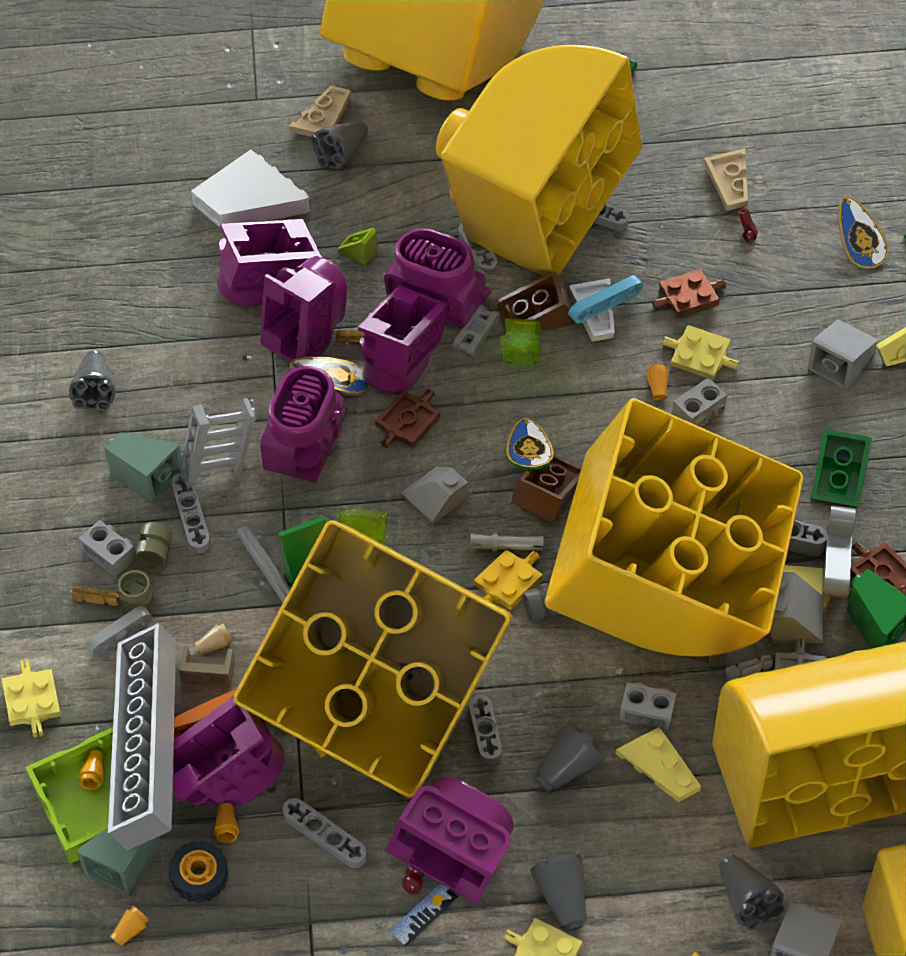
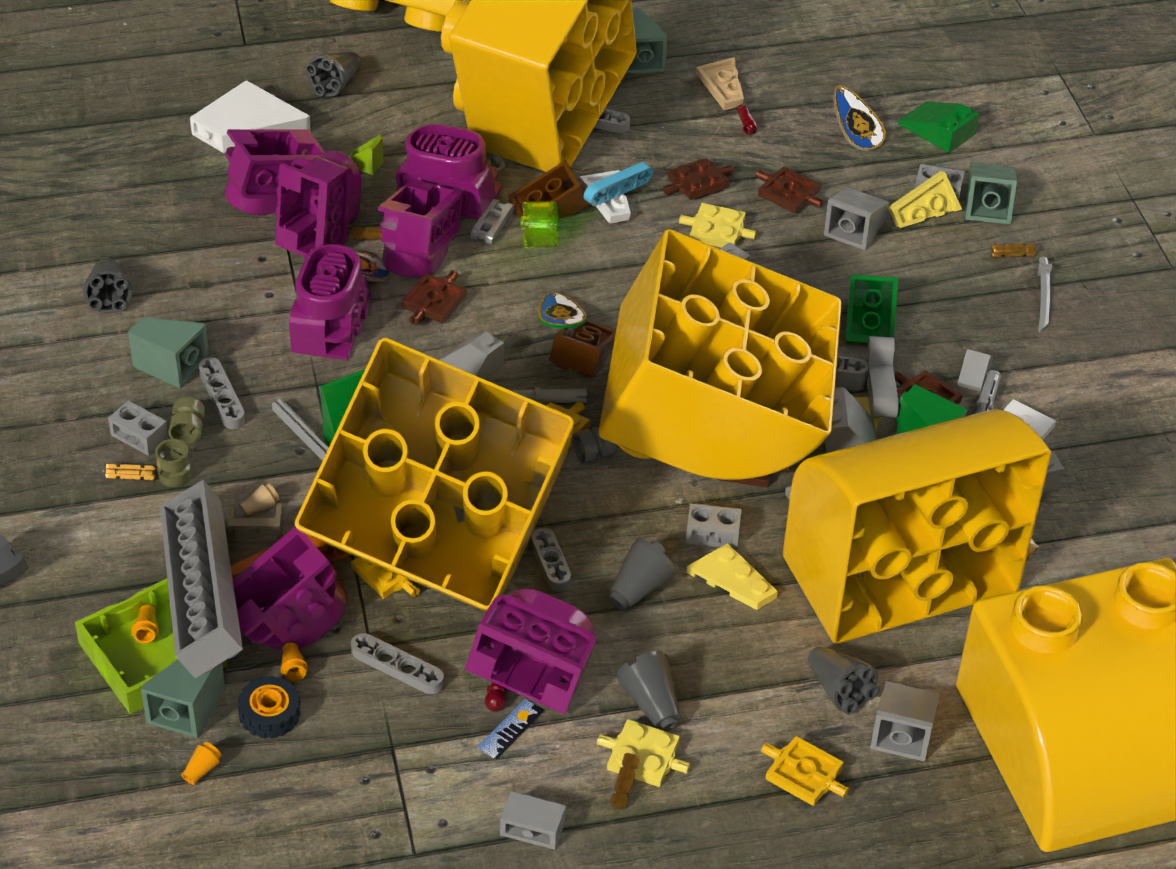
camera: 10 degrees left, 10 degrees down
(30, 697) = (71, 566): light yellow plate -> none
(118, 631) = (147, 508): light grey beam -> none
(198, 436) = (227, 309): light grey fence -> none
(324, 113) = (319, 42): tan wing -> none
(656, 126) = (650, 45): none -> sand green slope
(779, 313) = (789, 189): none -> copper plate

